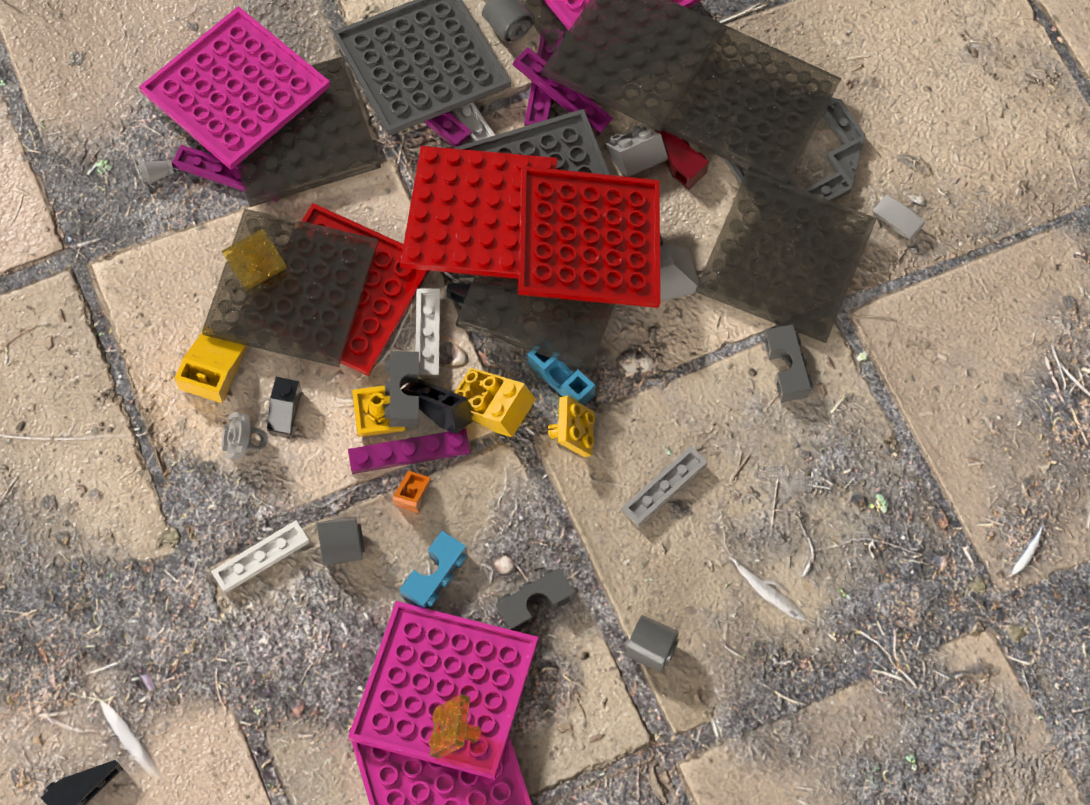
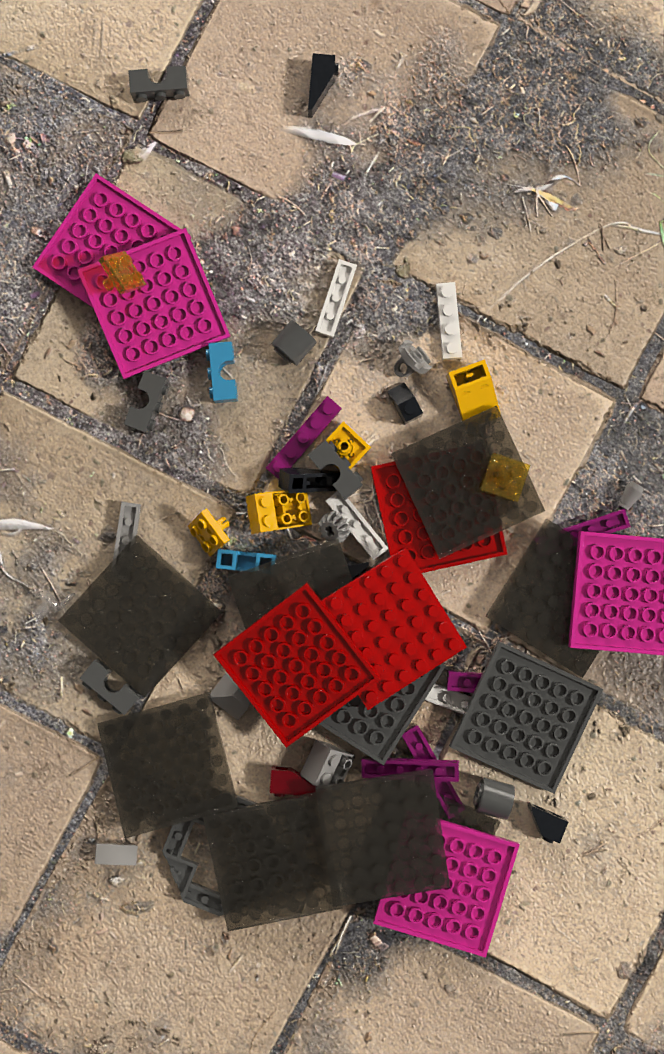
camera: 135 degrees right, 20 degrees up
(172, 452) = (448, 321): none -> white plate
(411, 491) = (277, 411): orange slope -> none
(451, 342) = (334, 526): none -> light grey gear
(652, 643) = (52, 429): dark grey piece -> none
(706, 406) = (140, 616): none -> clear smoke plate

